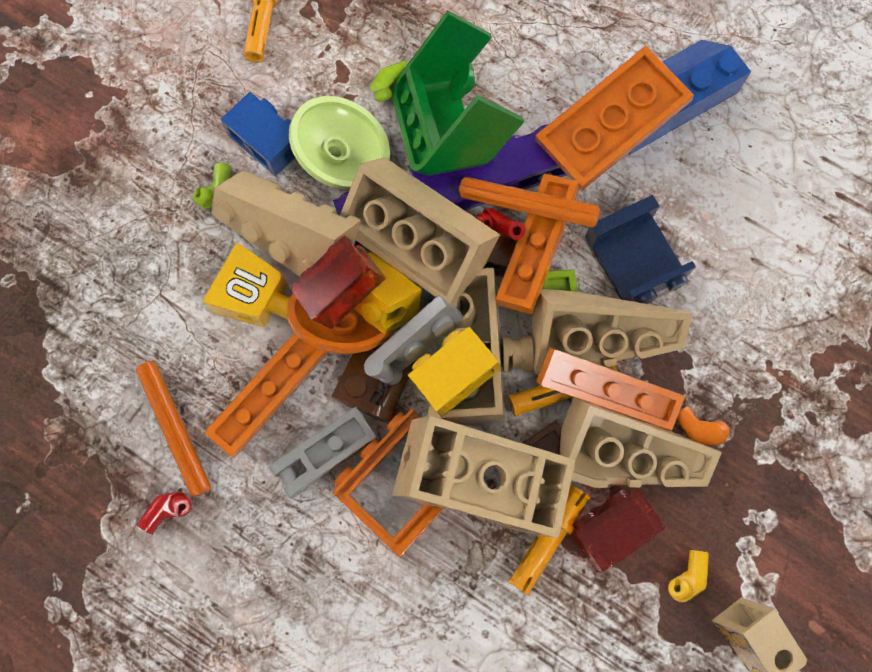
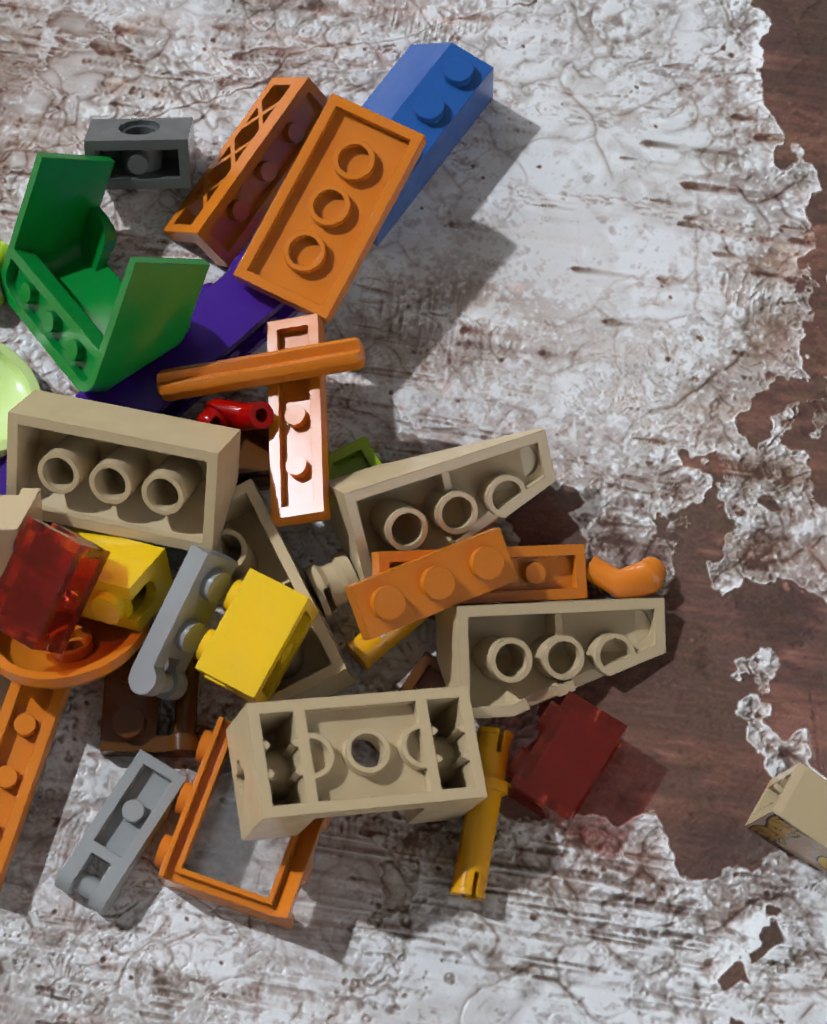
camera: 20 degrees left, 5 degrees down
(513, 39) = (145, 151): none -> dark grey brick
(570, 76) = (252, 170): none -> orange fence
(579, 383) = (431, 583): none -> orange plate
(637, 253) = (442, 377): dark blue panel -> none
(691, 581) = (695, 785): yellow arm -> none

